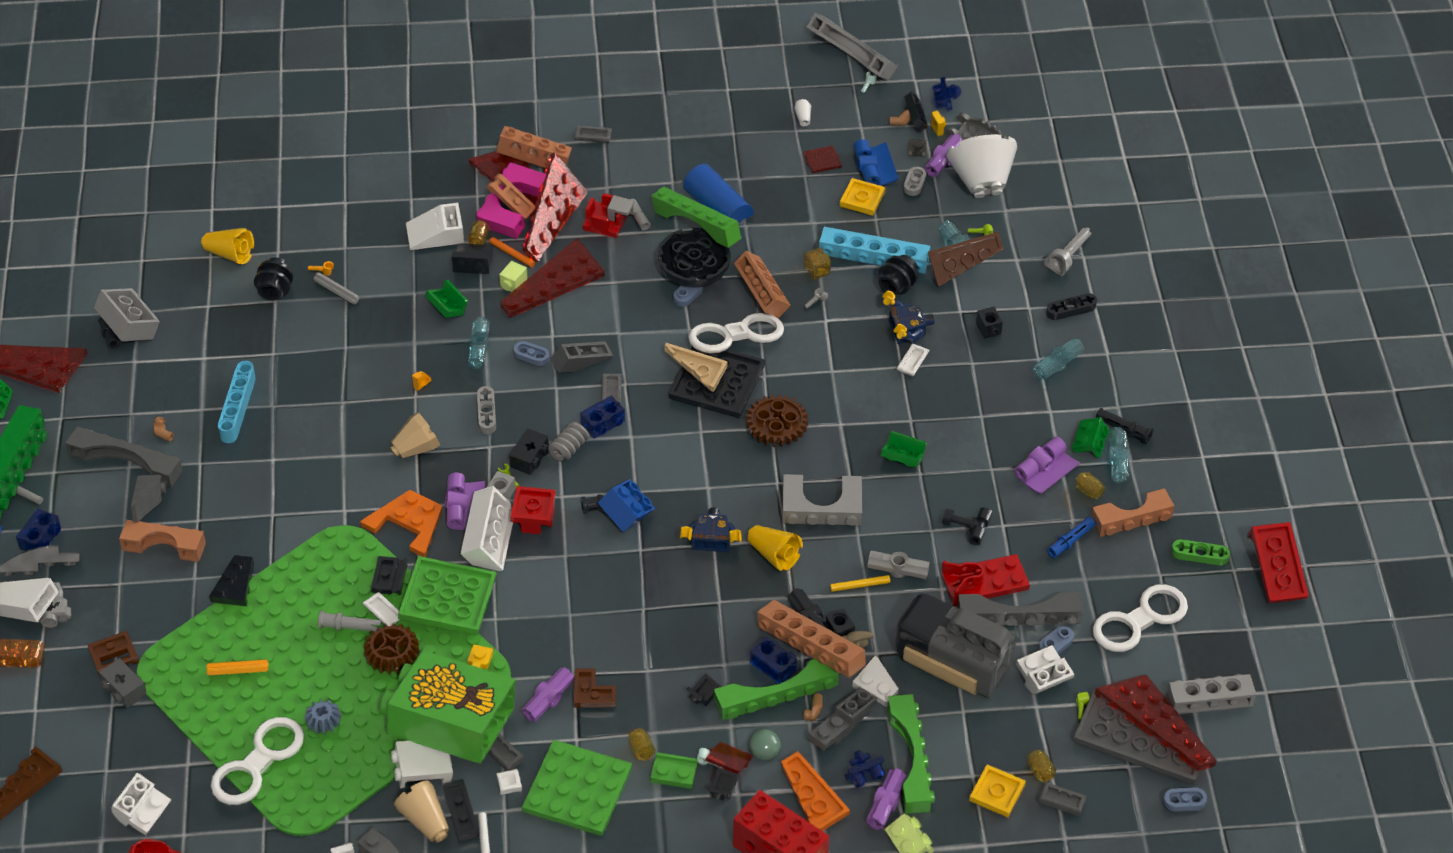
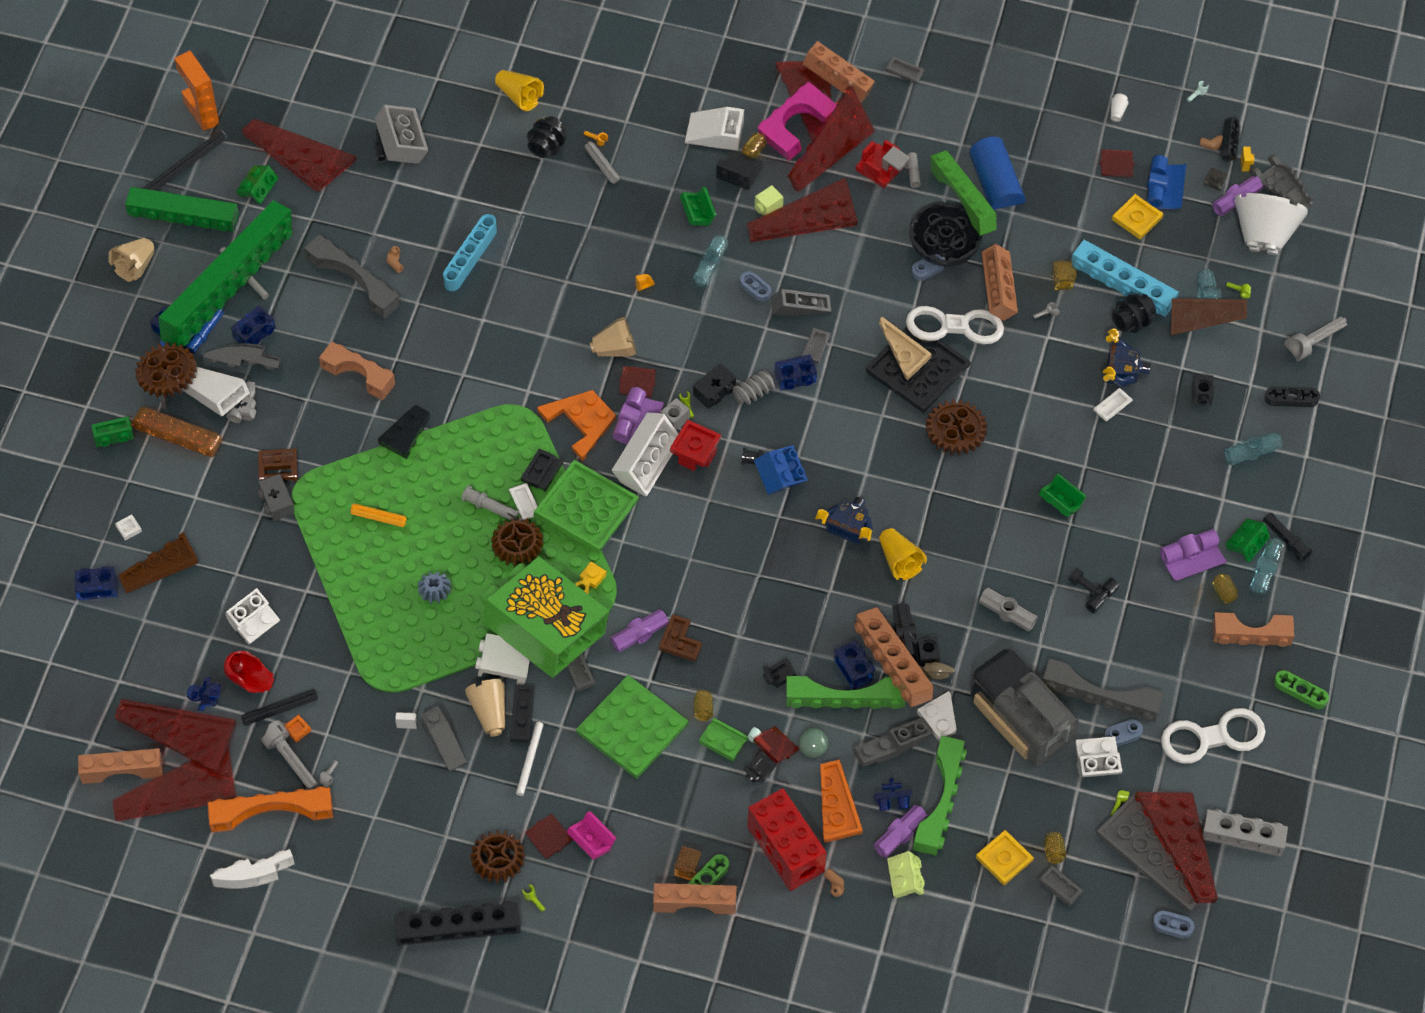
camera: 20 degrees right, 10 degrees up
(147, 495) = (357, 322): dark grey slope -> none
(257, 761) = (364, 609): white bar -> none
(449, 465) = (639, 378): none -> clear red piece
(482, 416) = (694, 338): light grey beam -> none
(509, 782) = (574, 701): white tile -> none
(511, 196) = (796, 118): nougat plate -> none
(524, 259) = (779, 174): orange bar -> none
(801, 511) = (982, 539): light grey arch -> none
(817, 705) = (874, 723): medium nougat arm -> none
(860, 51) = (1210, 69): light grey arch -> none
(860, 583) = (966, 615): yellow bar -> none
(915, 181) = (1195, 216): light grey plate -> none
(946, 92) = (1270, 129): clear blue hips -> none
(986, 578) = (1084, 649): red plate -> none
(1056, 548) = (1164, 641): blue pin -> none
(1279, 562) = (1369, 726): red plate -> none

